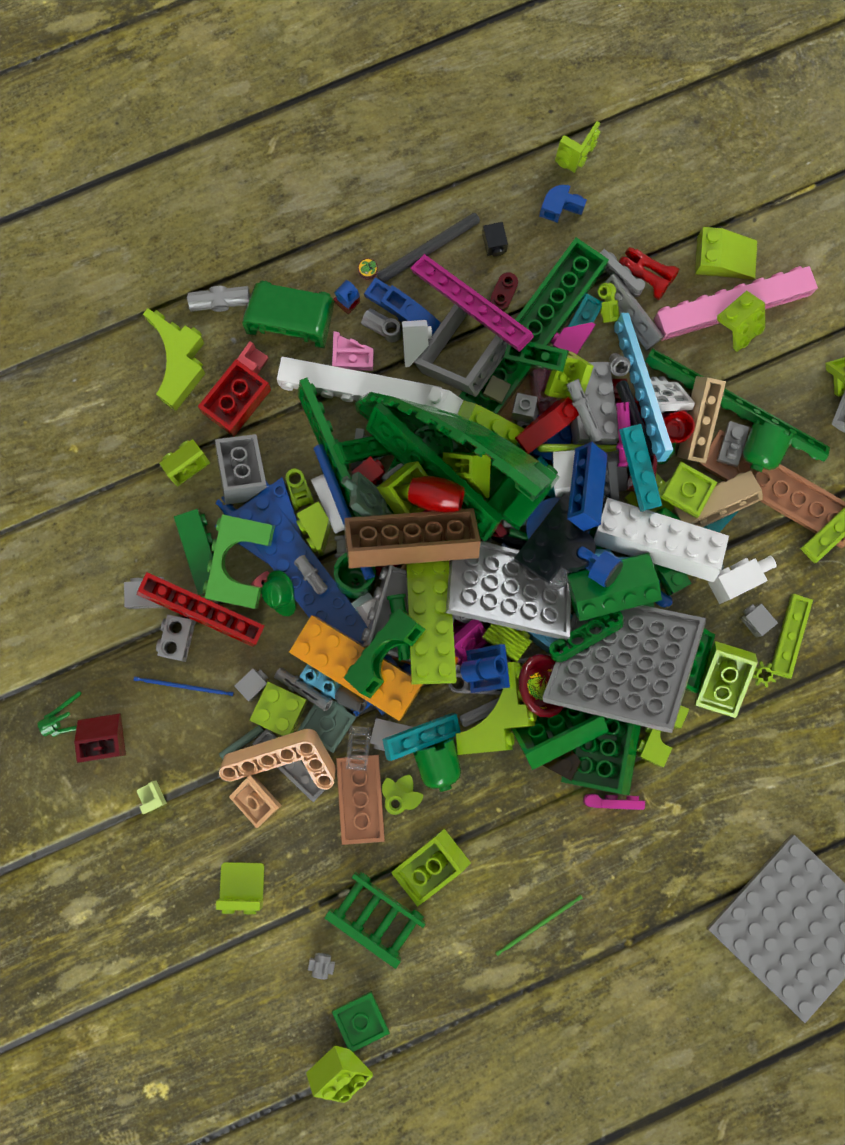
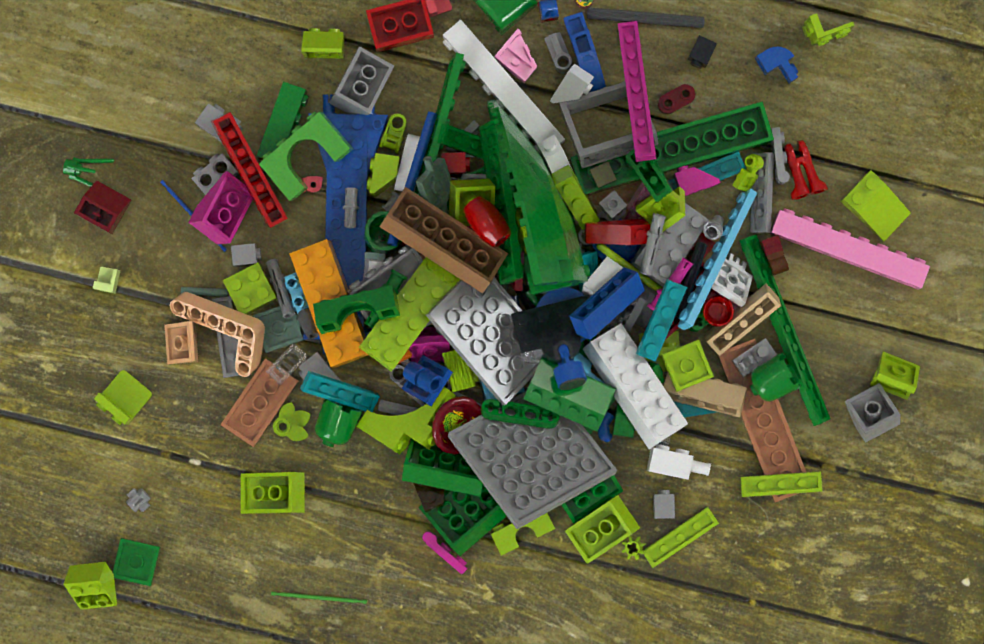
camera: 40 degrees right, 5 degrees up
(203, 661) = (222, 209): none -> dark pink slope
(279, 593) = (317, 202): green piece -> none
(373, 941) = (189, 512): green fence -> none
(681, 352) = (774, 255): none -> leg
(744, 318) = (842, 268): lime bracket -> none

